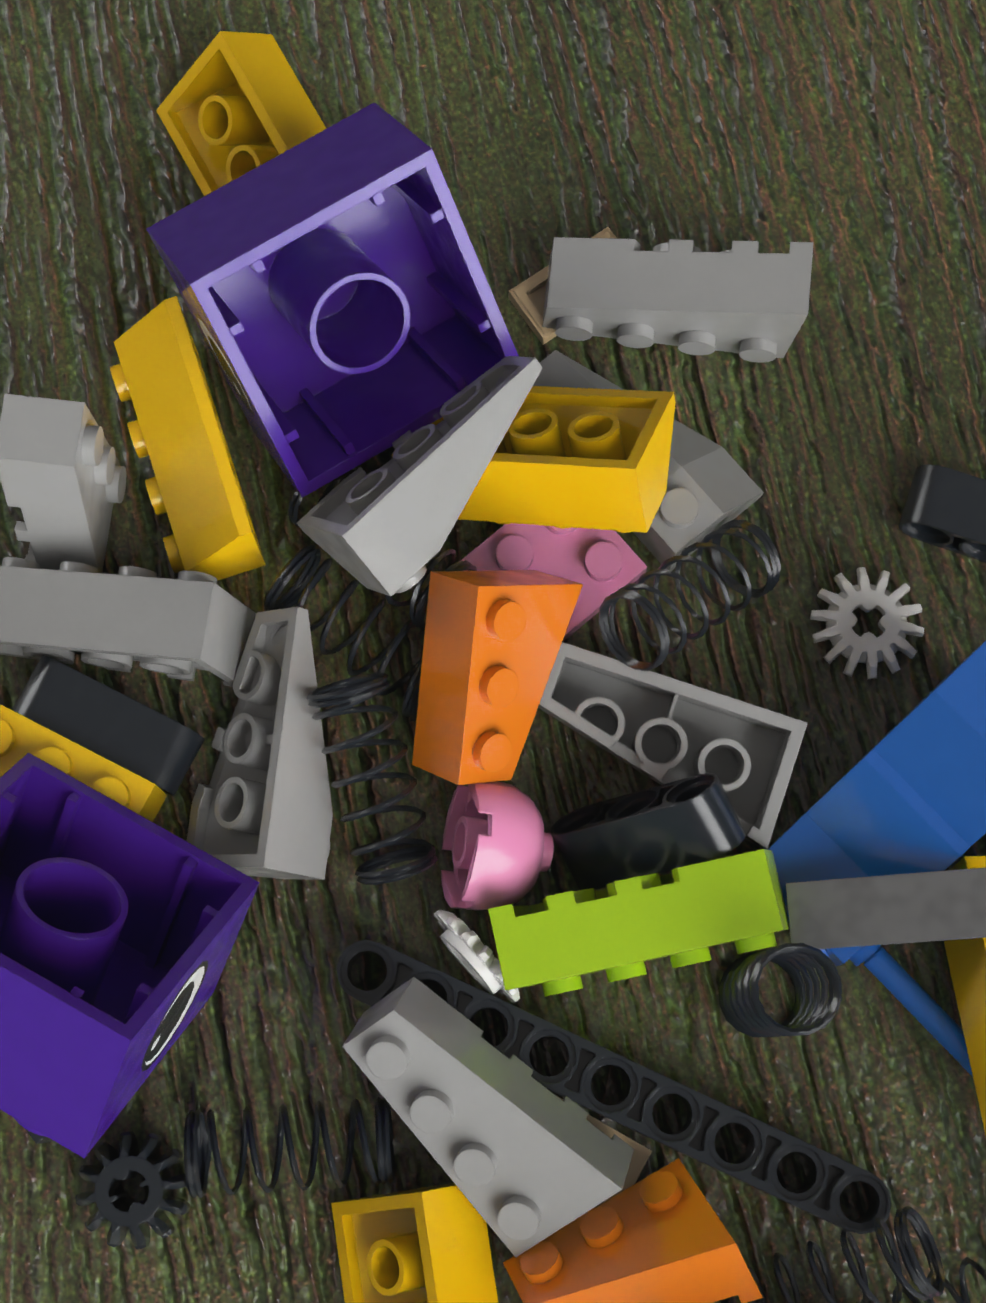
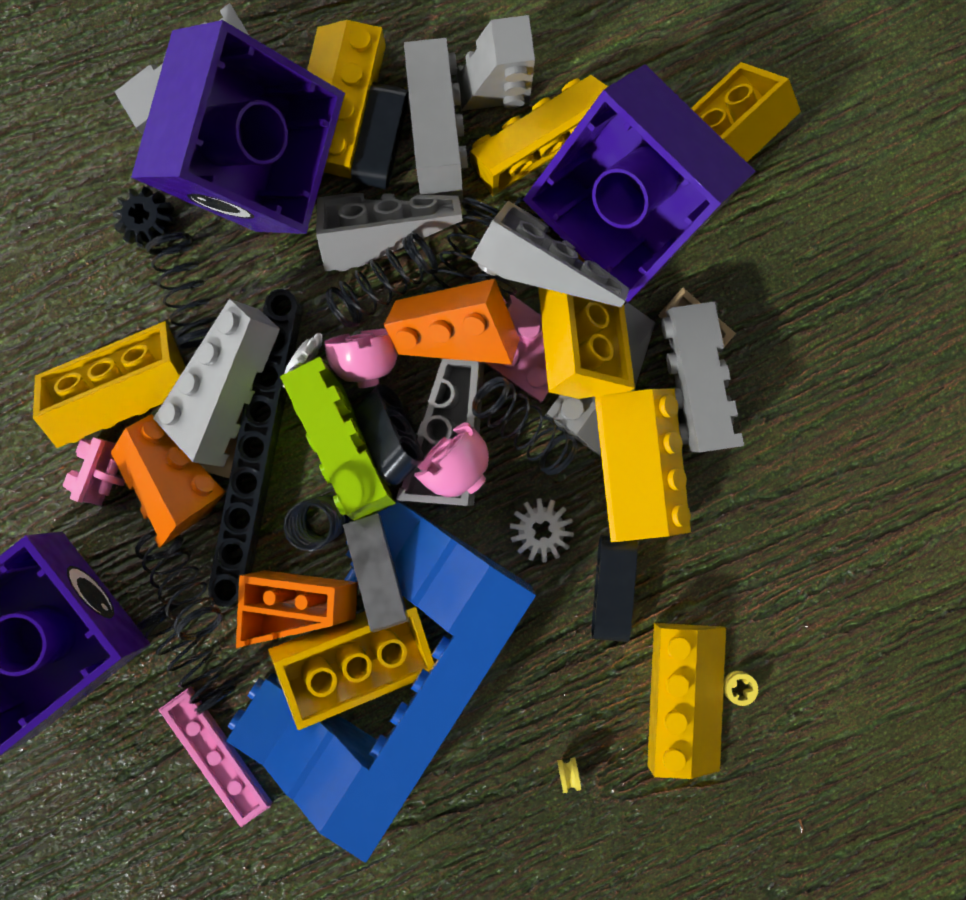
camera: 75 degrees right, 10 degrees up
(734, 717) = (455, 463): none -> bright pink cylinder
(802, 418) = (643, 464): none -> yellow slope
(914, 1082) = (290, 604): none -> orange wedge

